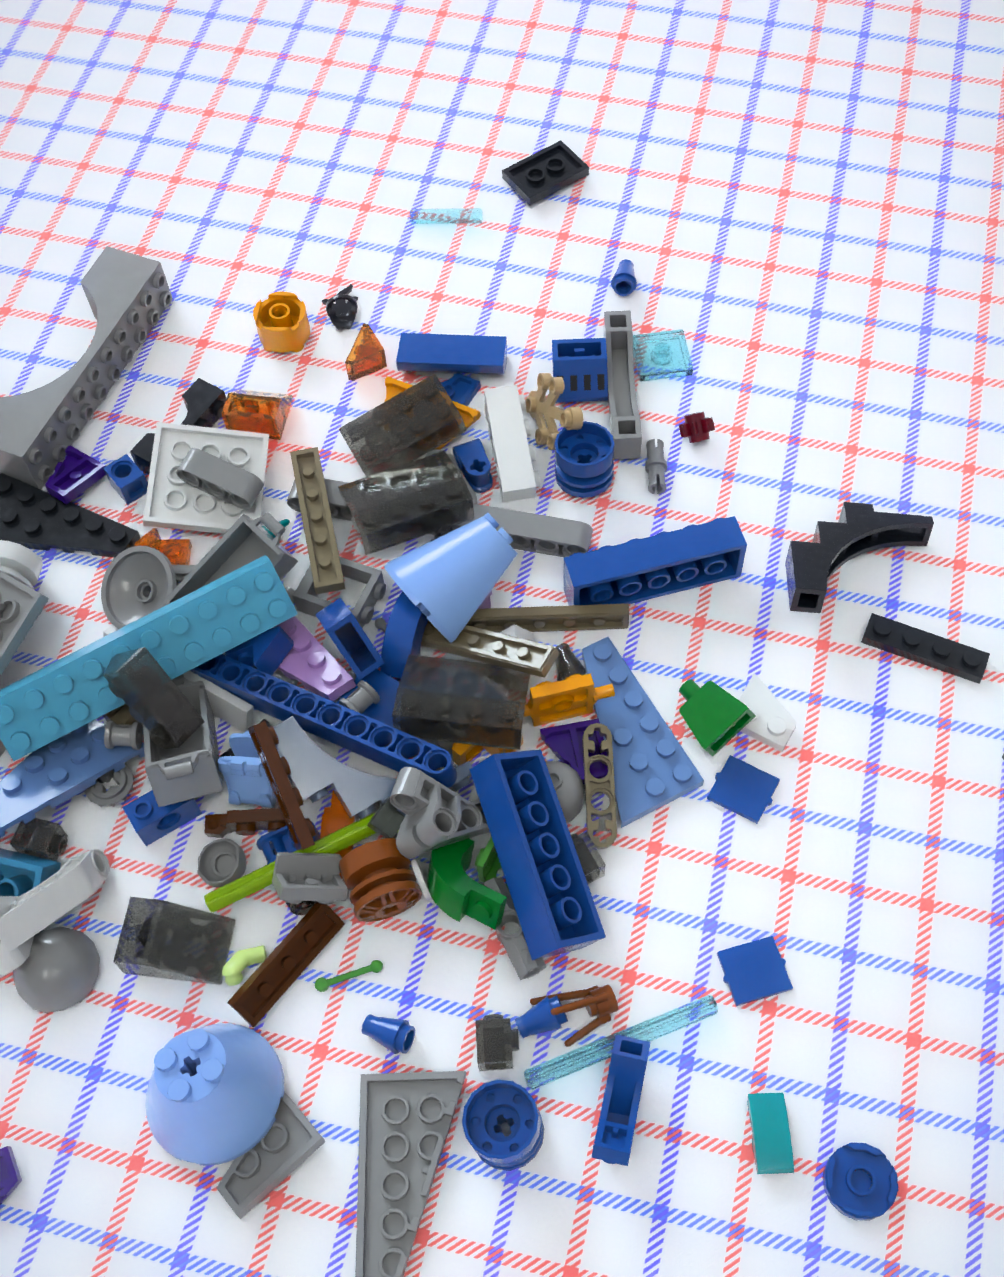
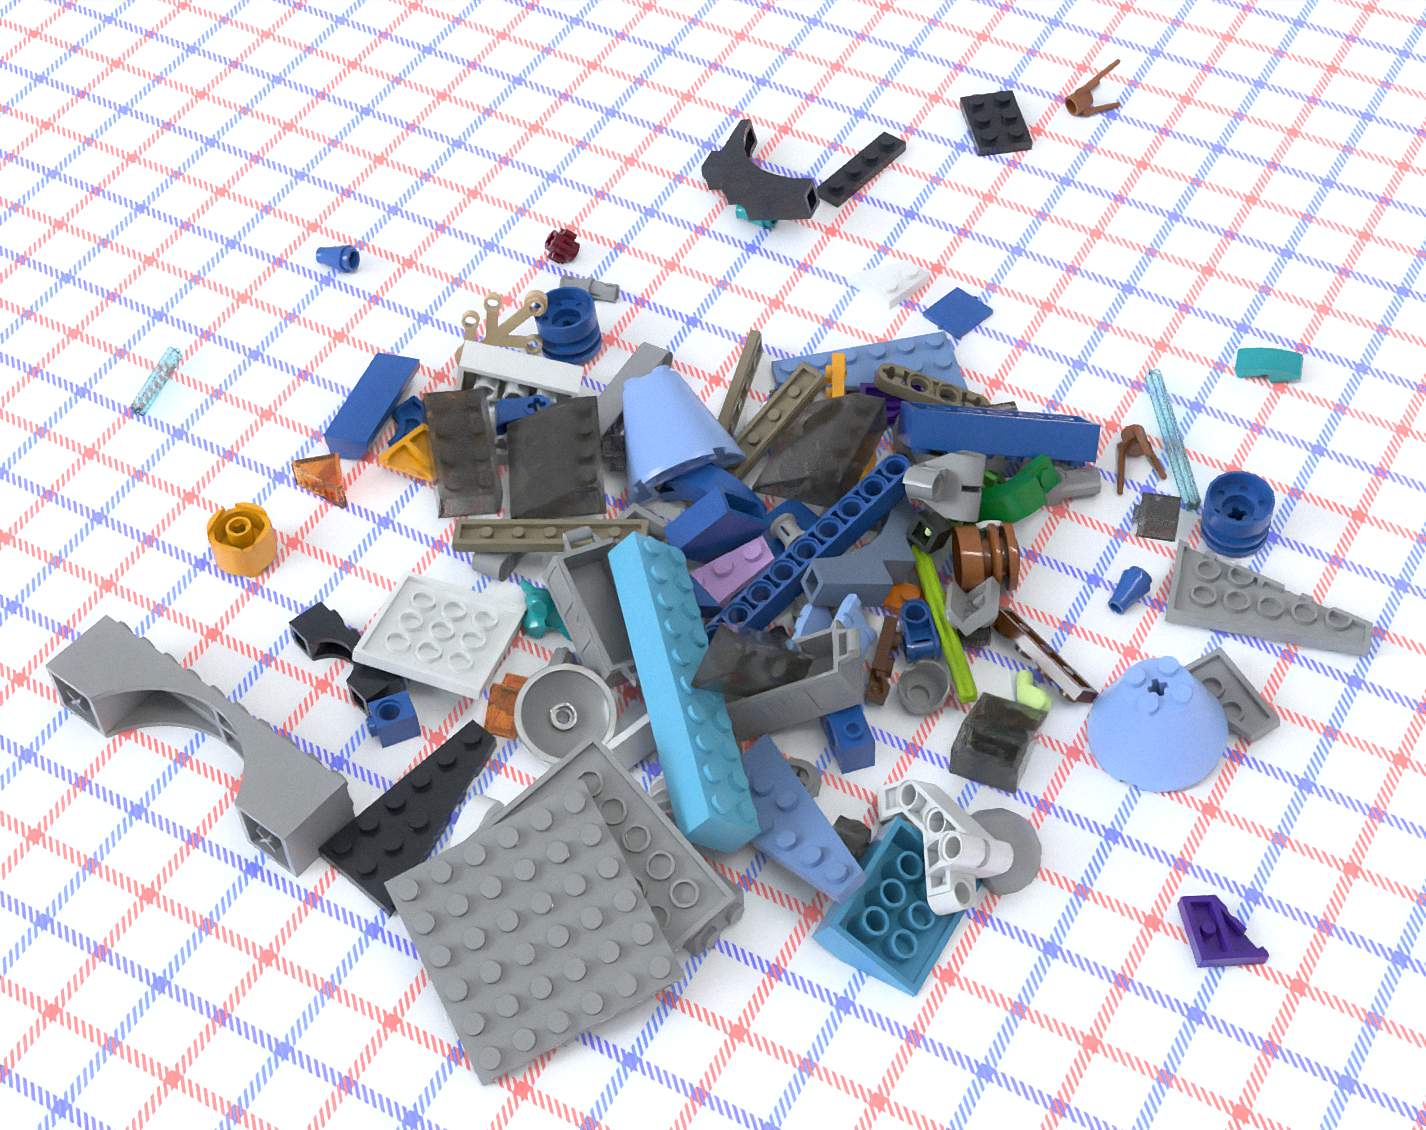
camera: 75 degrees left, 10 degrees down
(74, 475) = (365, 770): dark purple wing -> none
(123, 735) = (756, 738): light grey bush -> none
(220, 478) = (457, 610): light grey beam -> none
(257, 412) = (361, 582): clear orange slope -> none
(277, 772) = (881, 586): reddish brown plate -> none
(323, 984) = (1066, 638): bright green hinge -> none
(342, 313) = (252, 492): black piece -> none
(540, 1019) = (1138, 477): blue cone -> none
(545, 172) = (147, 287): black plate -> none
(582, 367) = (440, 309): blue slope -> none
(621, 1100) = (1227, 446): blue arch -> none
(622, 400) = (430, 276): light grey arch -> none
(656, 564) = (714, 305): blue brick -> none
(662, 355) = (452, 256): clear light blue plate -> none
(713, 714) = (886, 304): green torso -> none
(754, 971) = (1127, 345): blue piece -> none
(860, 1181) = (1315, 326): blue tile -> none

